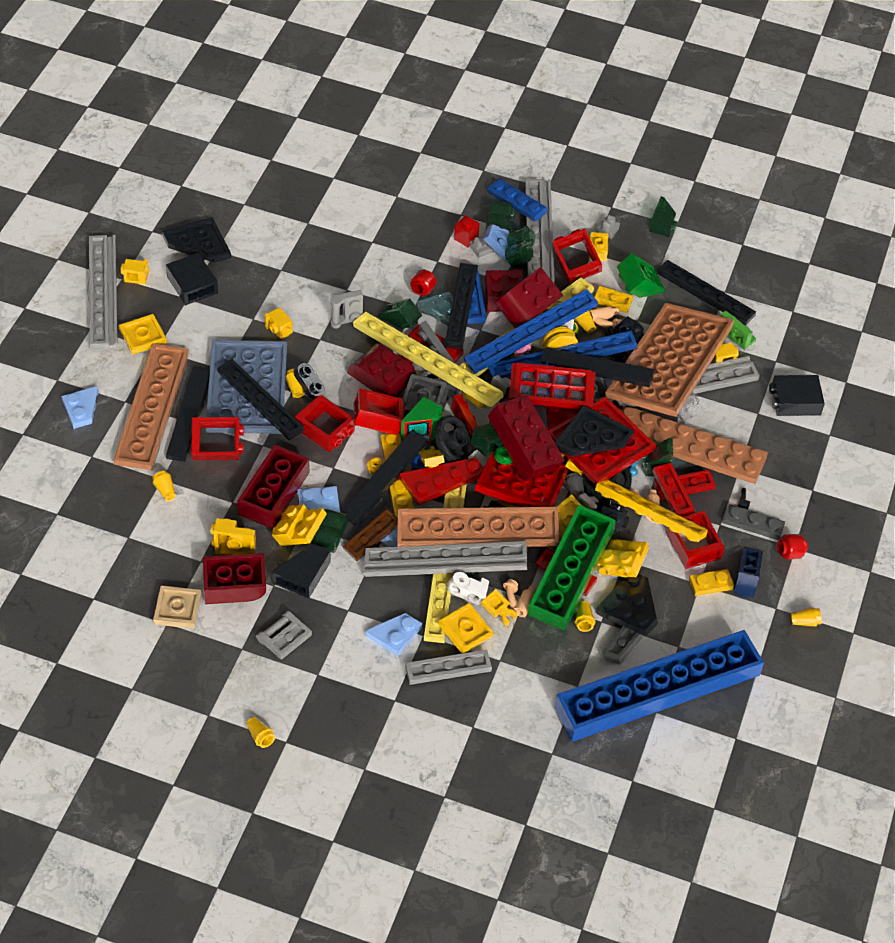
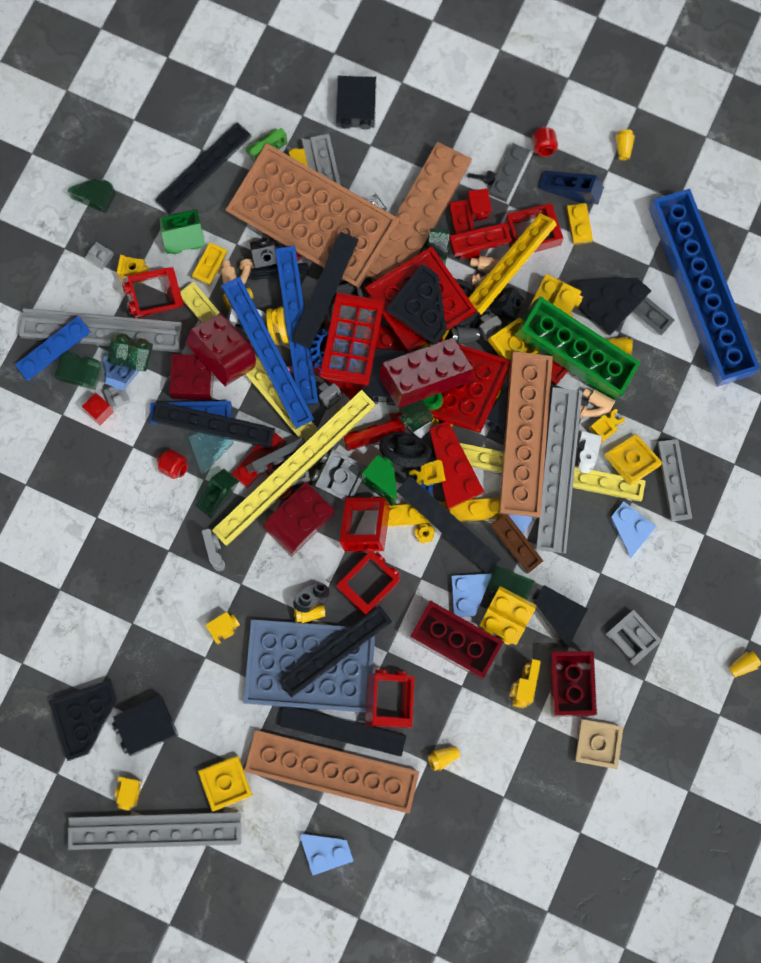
camera: 85 degrees left, 25 degrees up
(712, 494) = (480, 204): none -> red brick

